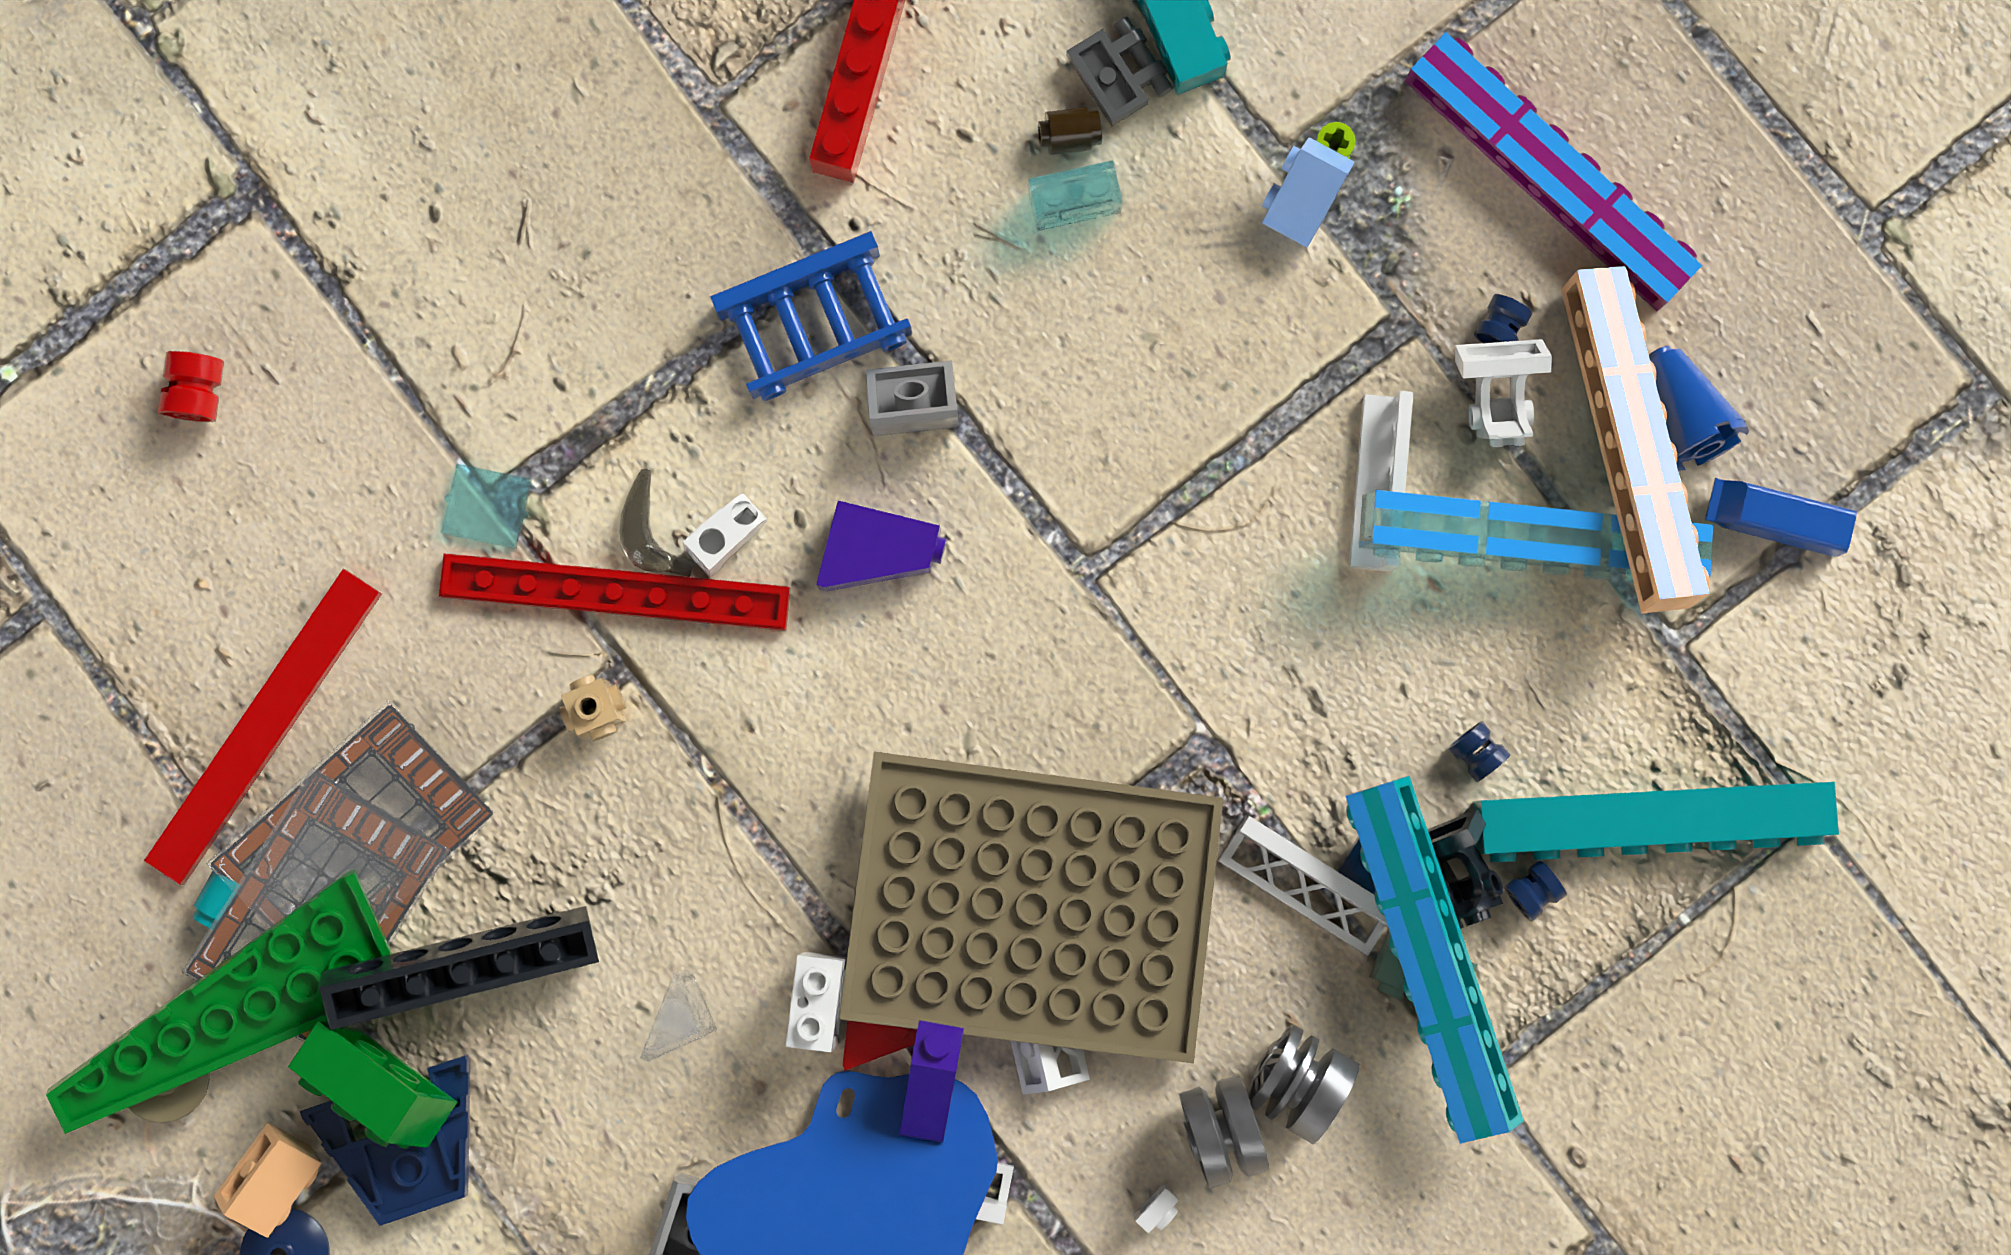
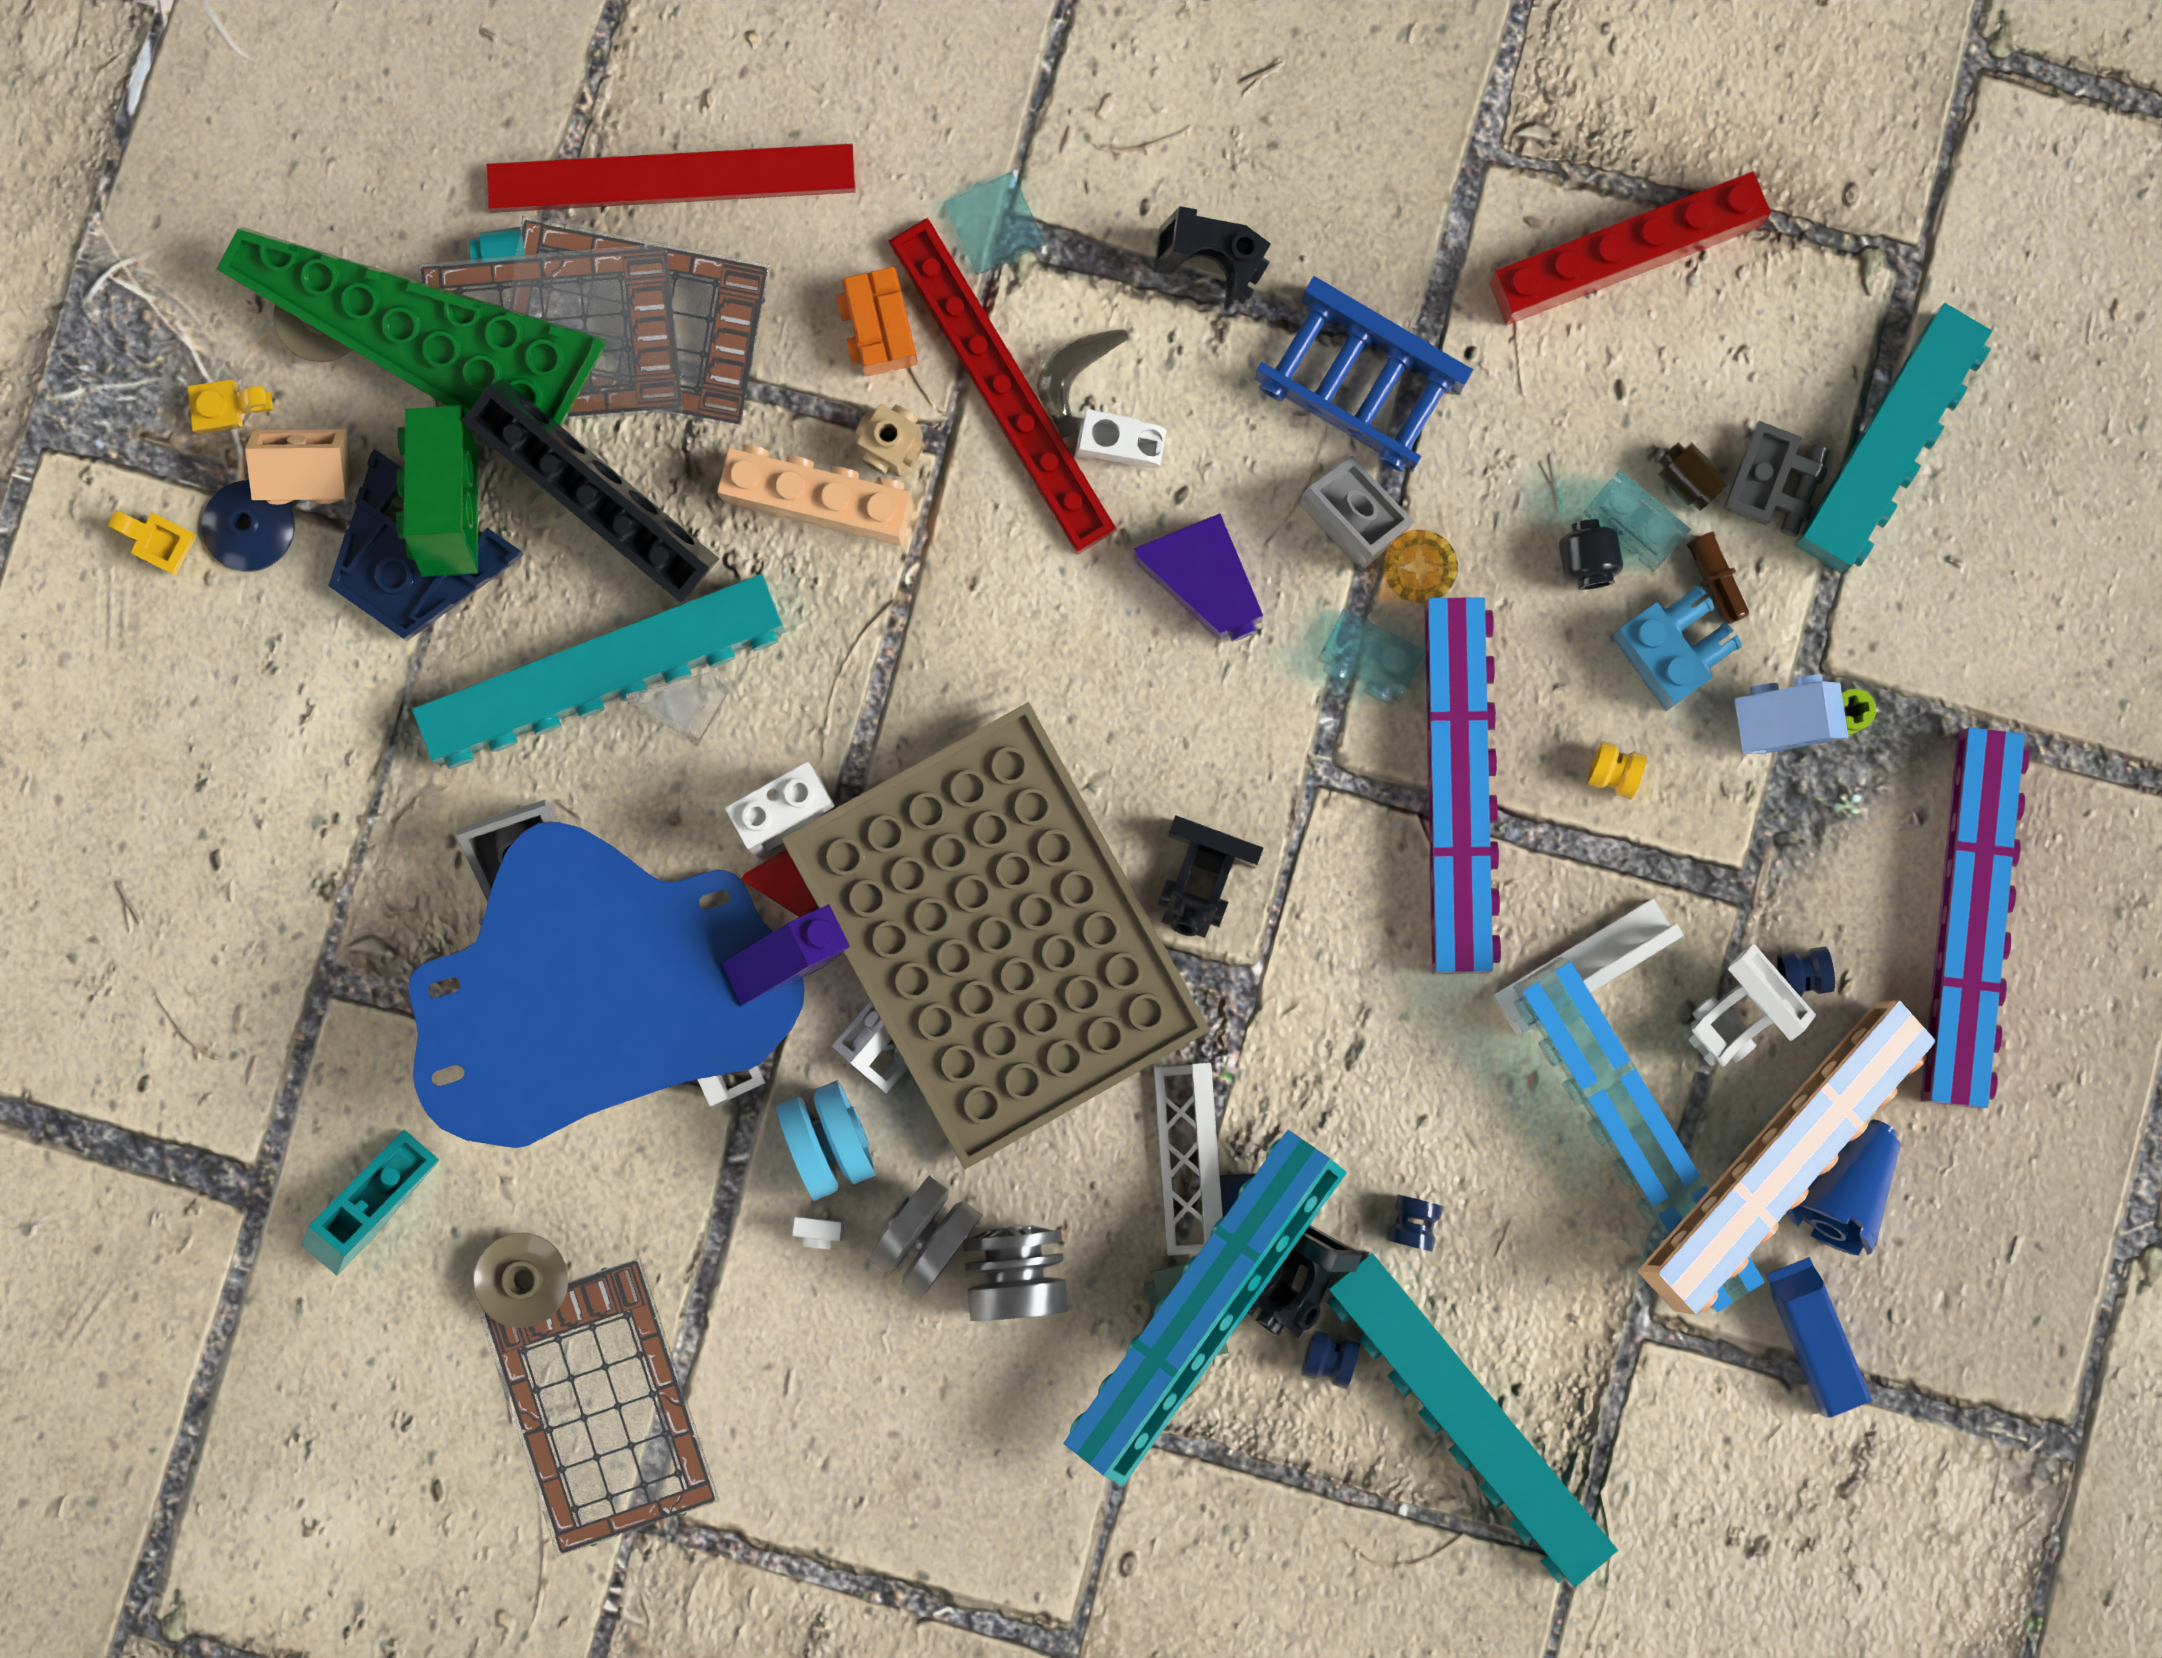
camera: 55 degrees right, 0 degrees up
(175, 1205) = (221, 405): none -> yellow plate
(495, 649) = (878, 321): none -> orange brick
(593, 797) = (814, 495): none -> light nougat brick
(603, 1064) = (599, 671): none -> teal brick
(607, 368) = (1190, 236): none -> black tile
(984, 361) = (1435, 552): none -> clear yellow gear
(1029, 468) = (1371, 657): none -> clear light blue bracket
(1075, 248) = (1591, 555): none -> black head
(1089, 695) = (1211, 852): none -> black tile
(1092, 1160) = (820, 1142): none -> medium azure wheel
(1161, 168) = (1718, 578): none -> reddish brown axle
(1175, 474) = (1459, 786): none -> brick
(1190, 252) = (1664, 657): none -> dark azure brick
(1250, 349) = (1616, 770): none -> yellow wheel

